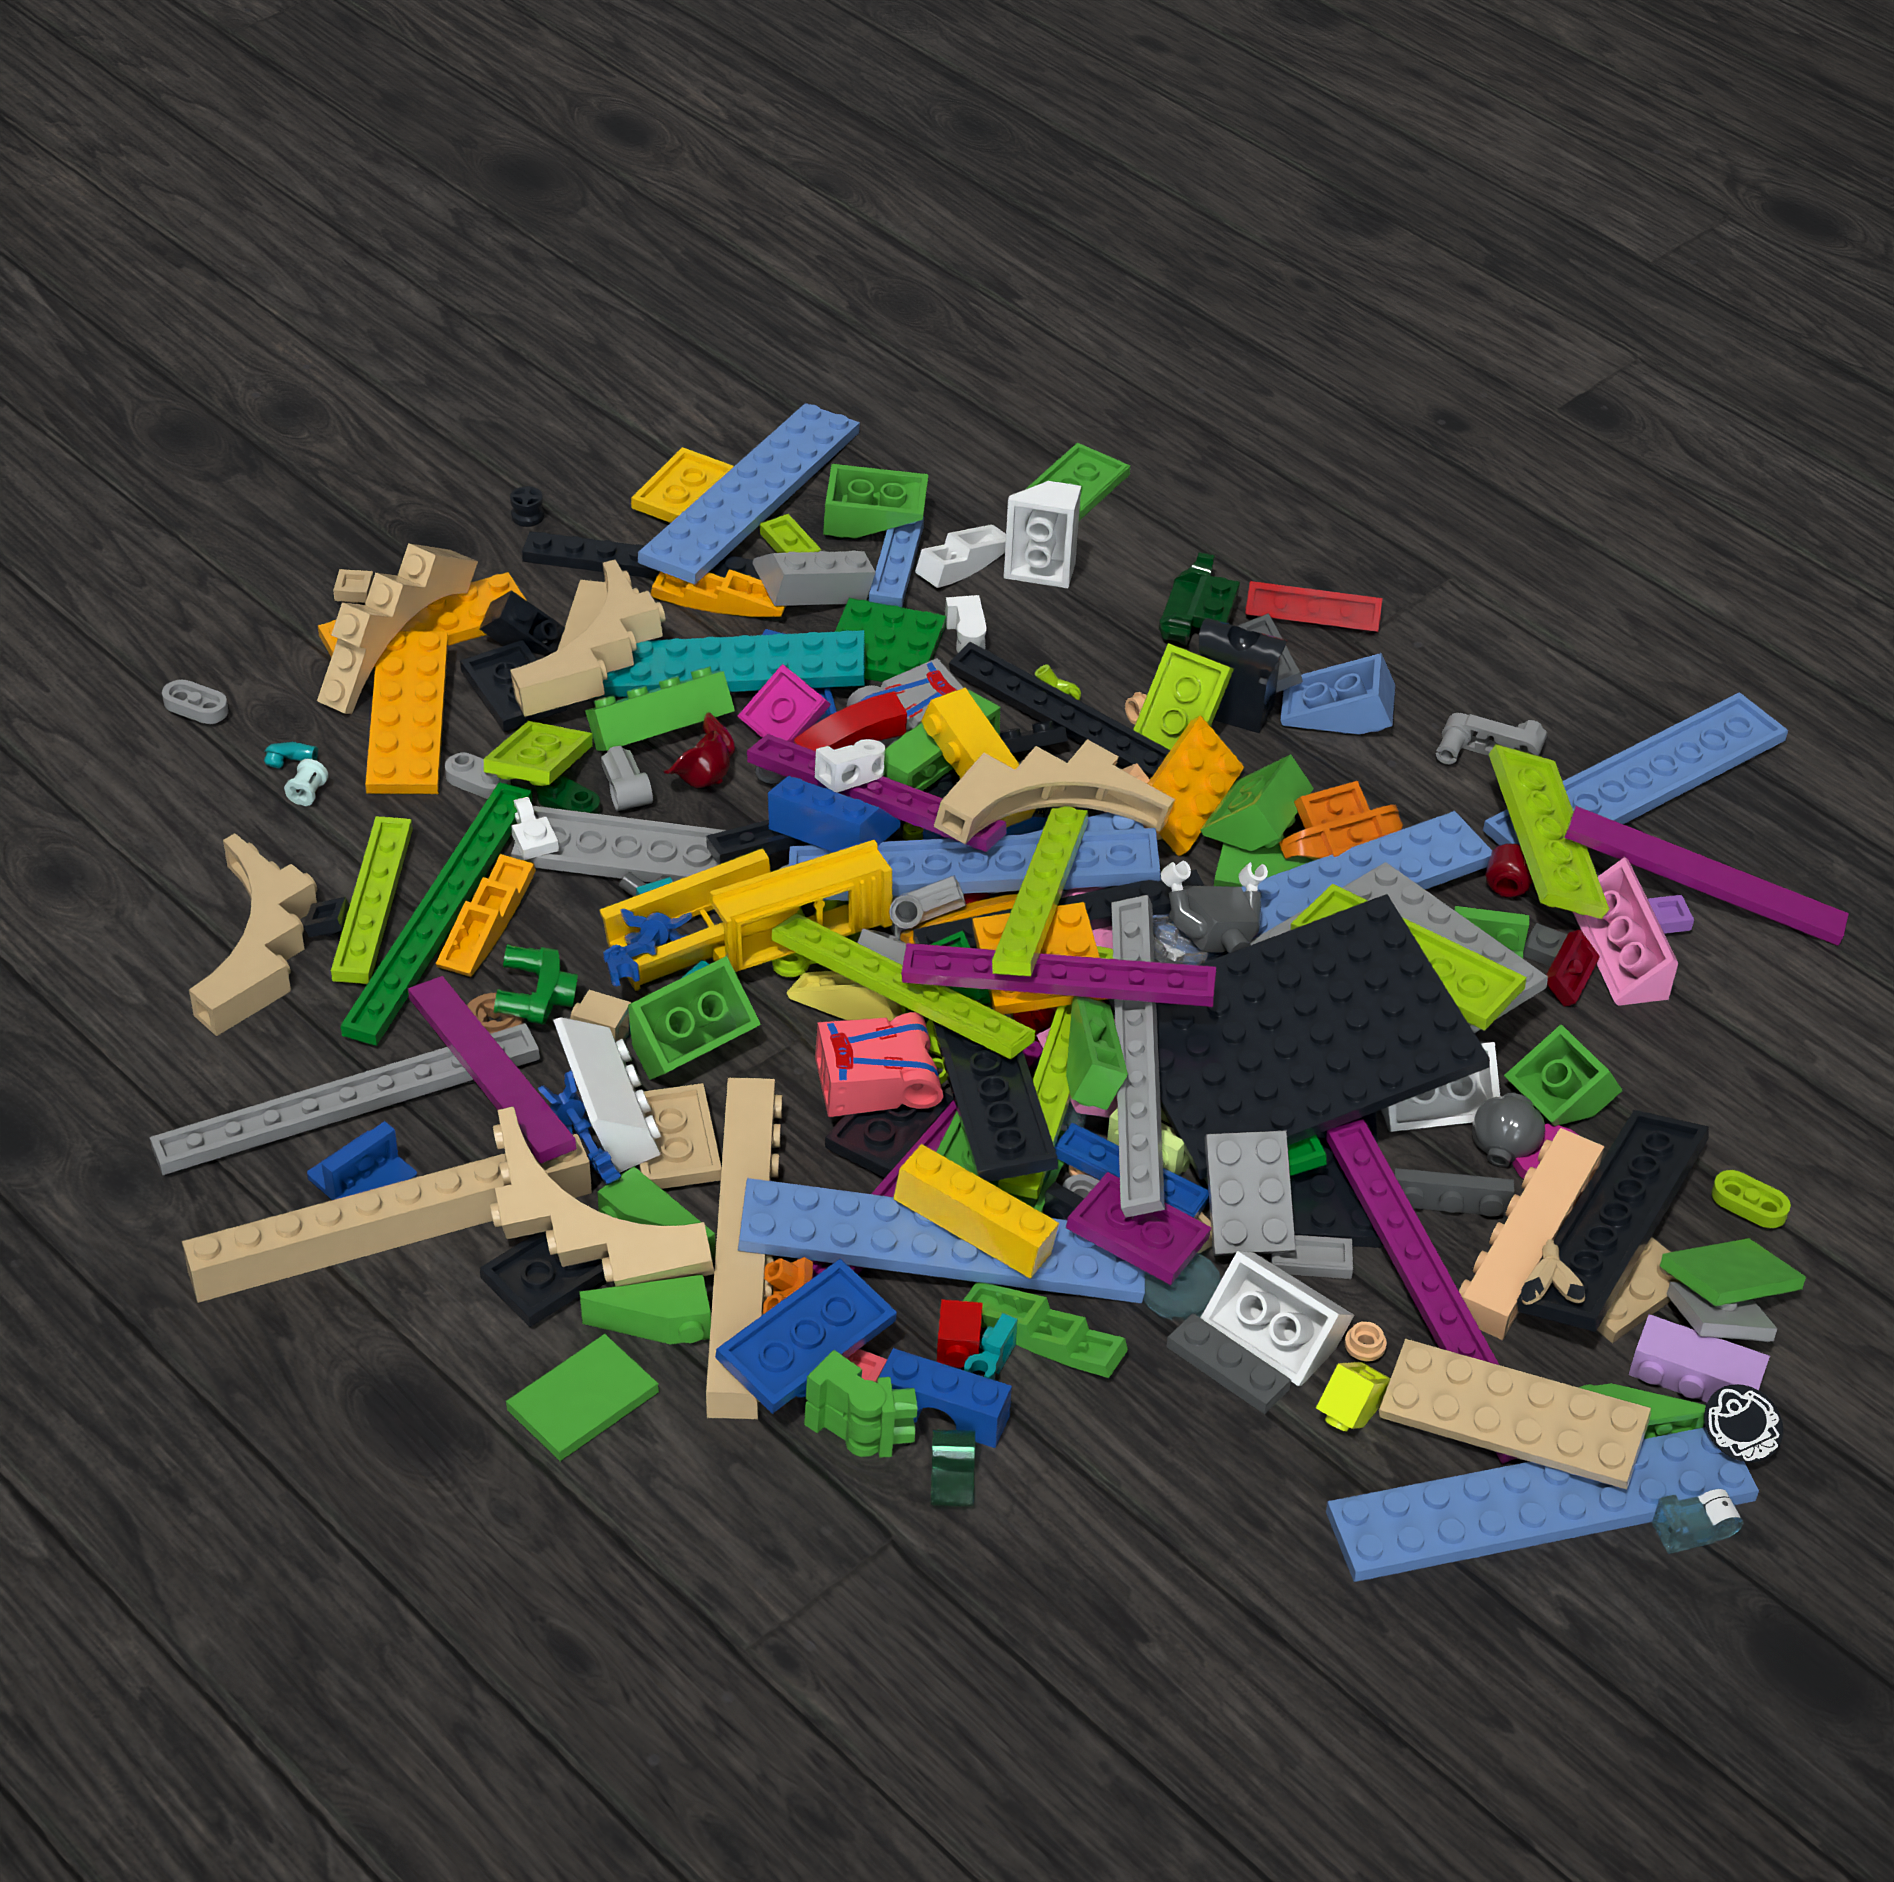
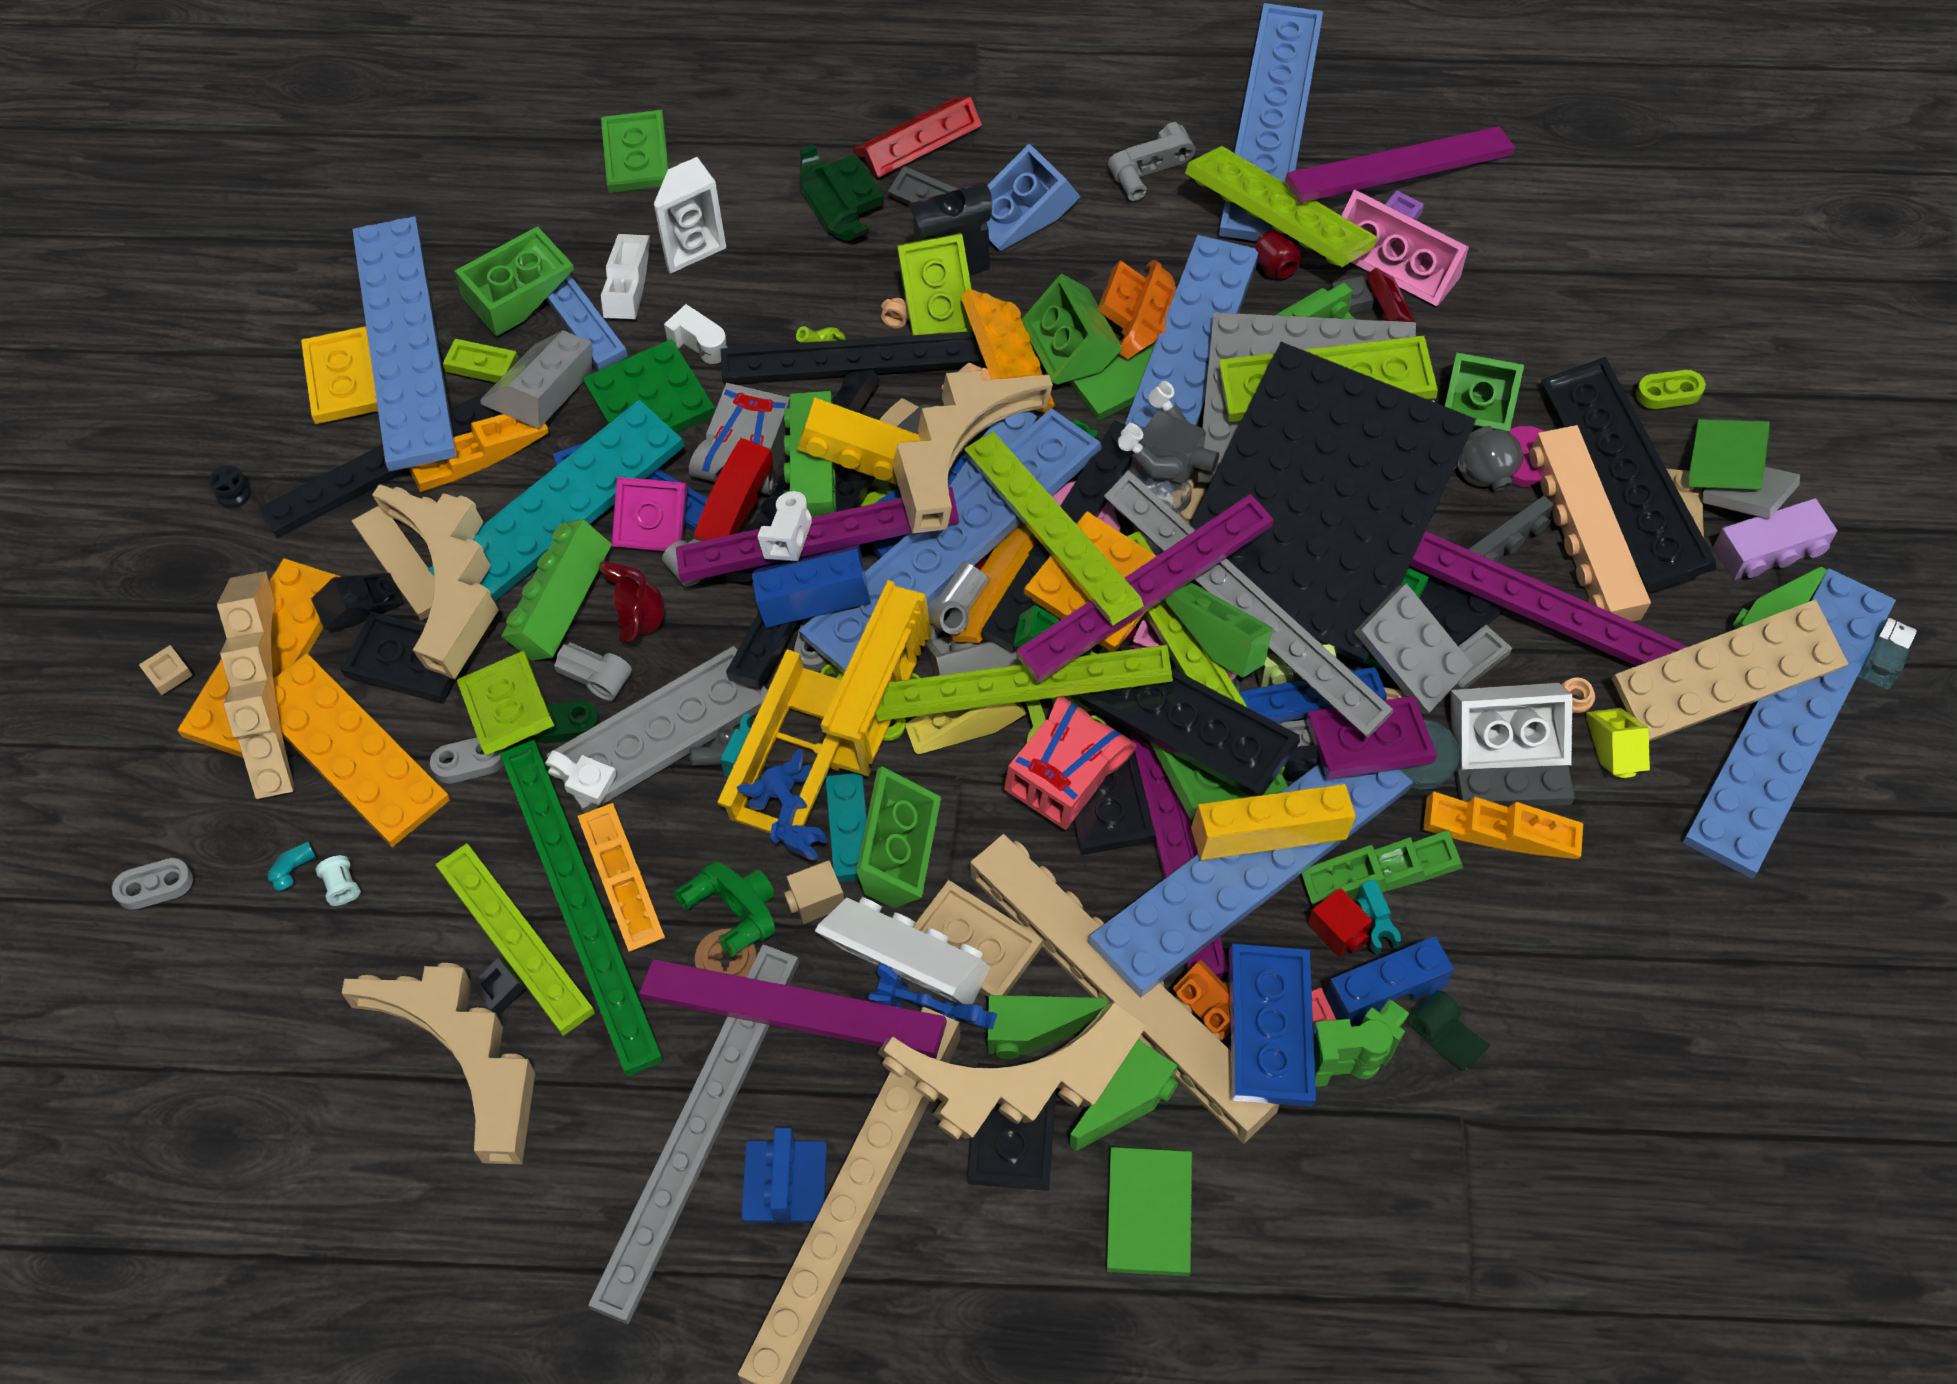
camera: 40 degrees left, 15 degrees up
(1180, 1379) = (1502, 827): none -> light orange slope
(1551, 1270) = (1650, 547): tan piece -> none
(1743, 1423) = (1850, 560): black sticker -> none

